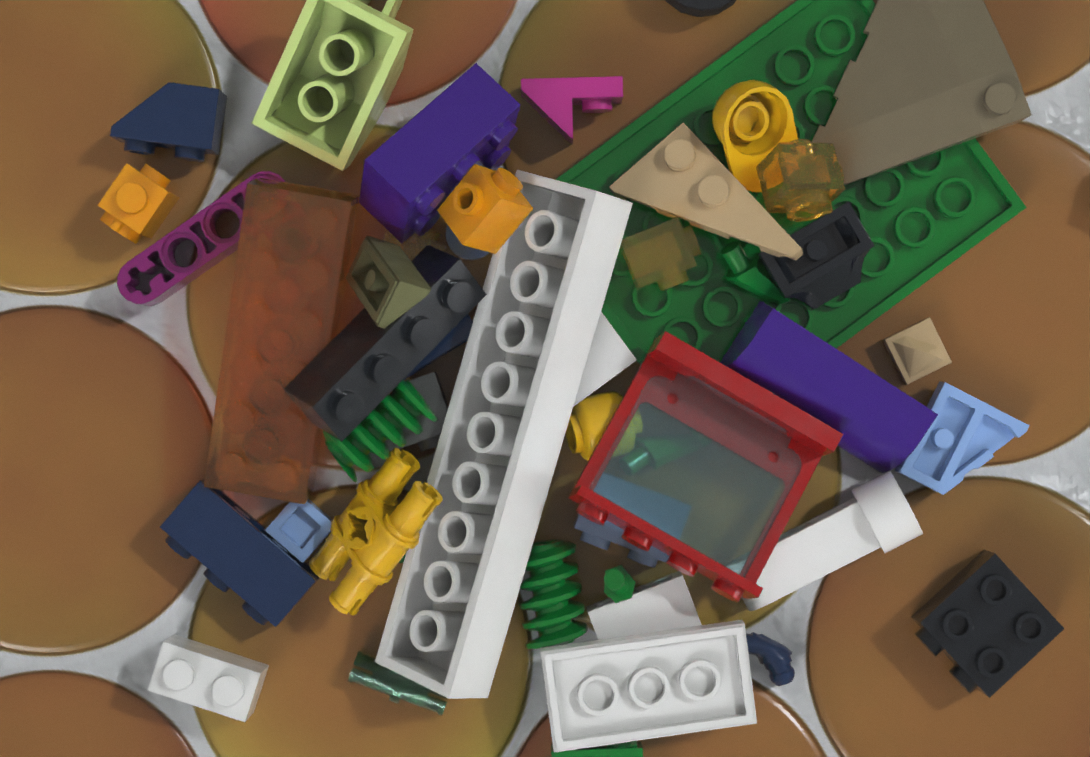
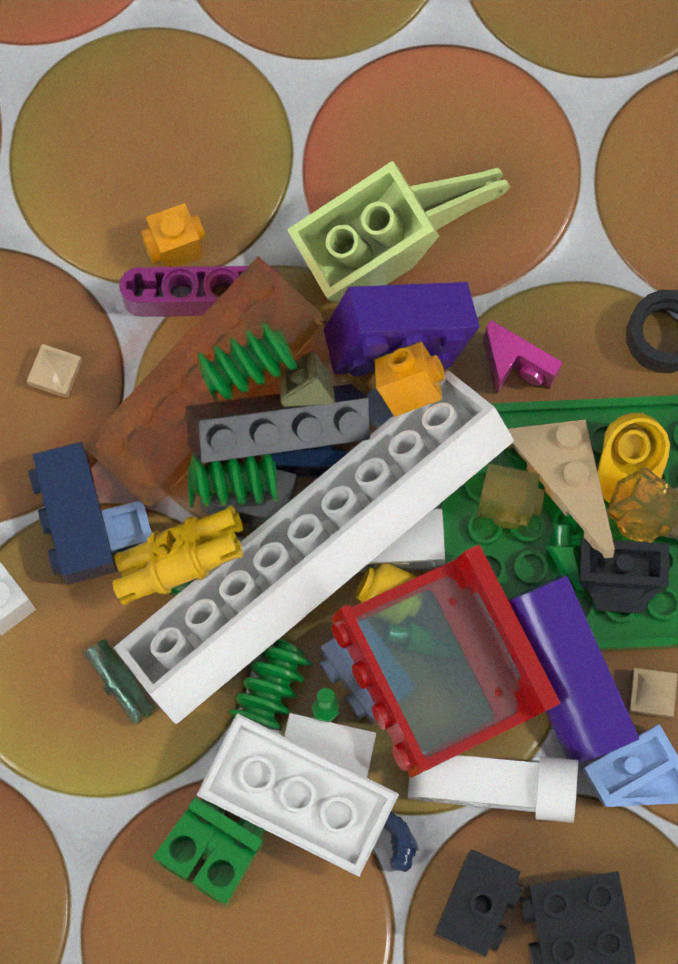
camera: 30 degrees right, 15 degrees down
(116, 419) = (54, 371): none -> tan tile
(177, 119) = (237, 202): dark blue slope -> none
(316, 309) = (245, 362): none -> green piece
(881, 667) = (478, 904): none -> black brick

